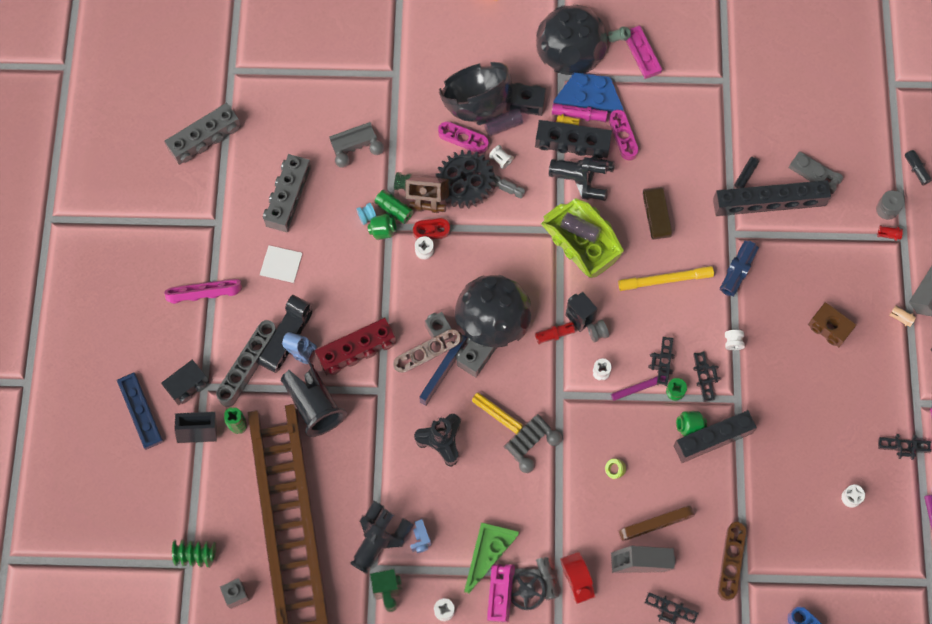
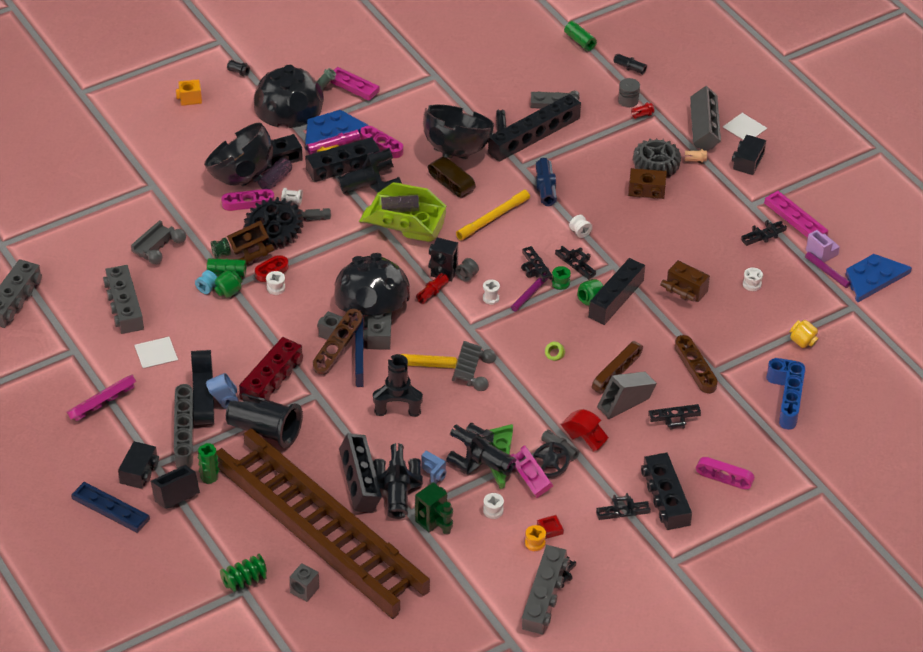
camera: 35 degrees left, 25 degrees down
(353, 507) = (360, 473): none -> black brick
(467, 550) = (479, 451): none -> black wheel
(689, 168) = (455, 131): none -> black rock
(788, 464) = (686, 282): none -> reddish brown brick
(855, 591) = (804, 333): none -> yellow head
(865, 313) = (657, 156): none -> dark grey gear
(892, 108) = (580, 35): none -> green axle

